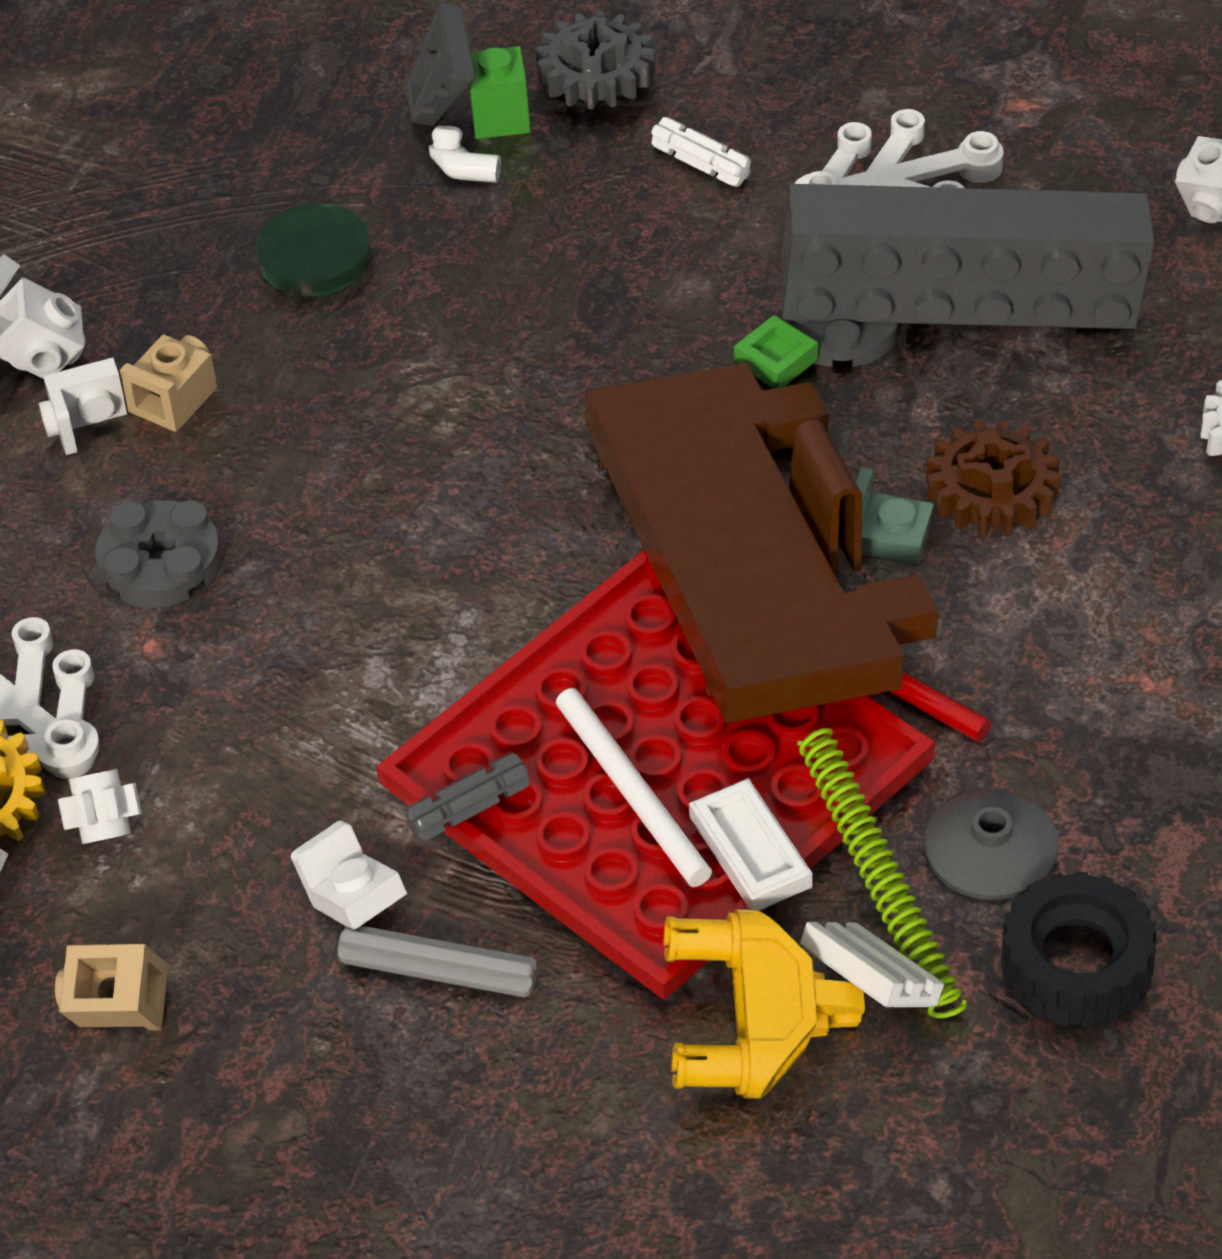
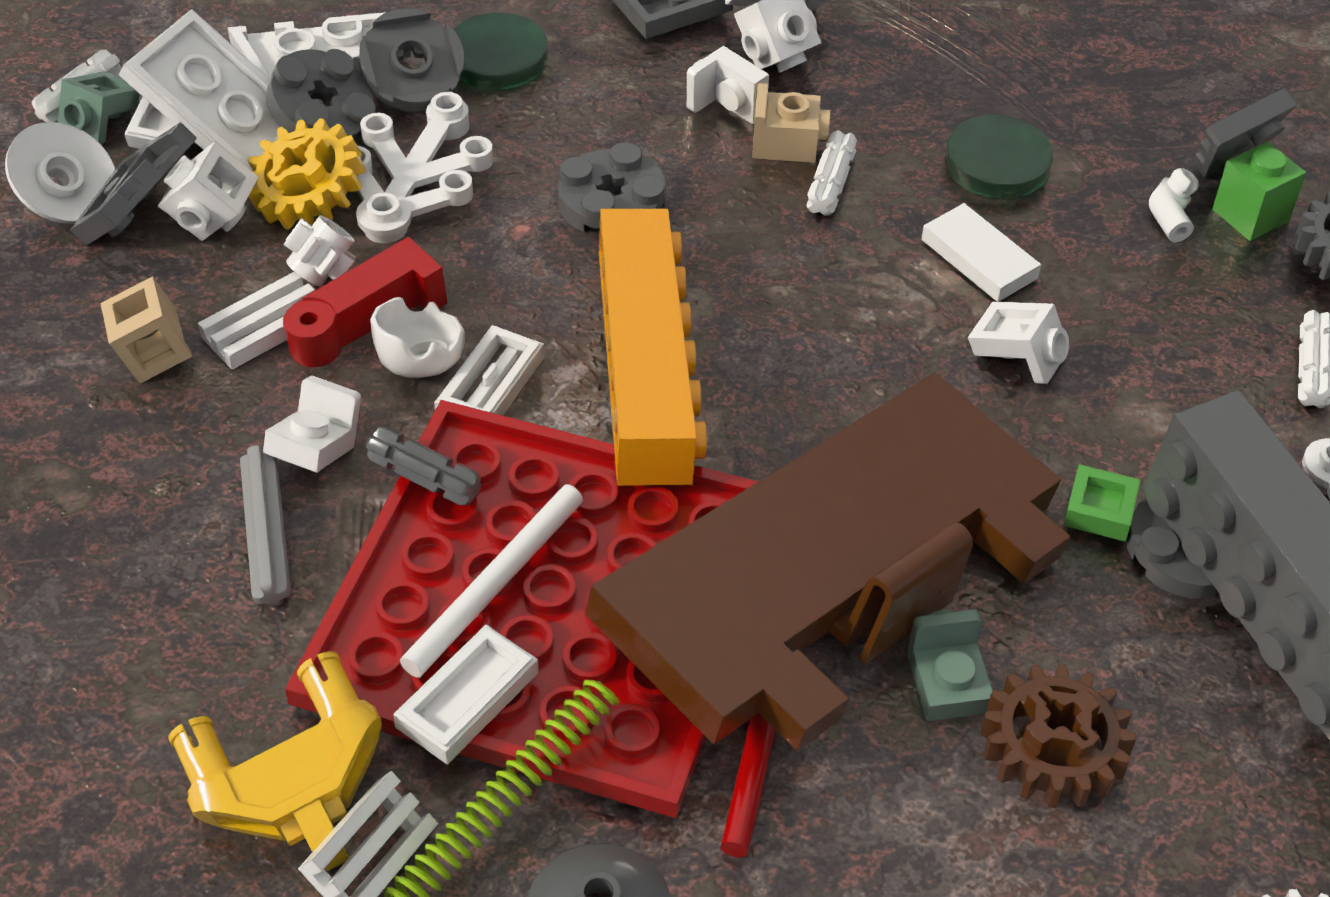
camera: 60 degrees right, 0 degrees up
(140, 851) = (251, 314): none -> white tile
(200, 838) = (345, 305): none -> red leg
(254, 376) = (831, 173): none -> white axle
(281, 762) = (414, 341): none -> white hair
(337, 749) = (512, 383): none -> white tile
(412, 582) = (647, 349): none -> light orange brick
(429, 313) = (981, 252): none -> white tile
(558, 323) = (1022, 332): none -> white bracket

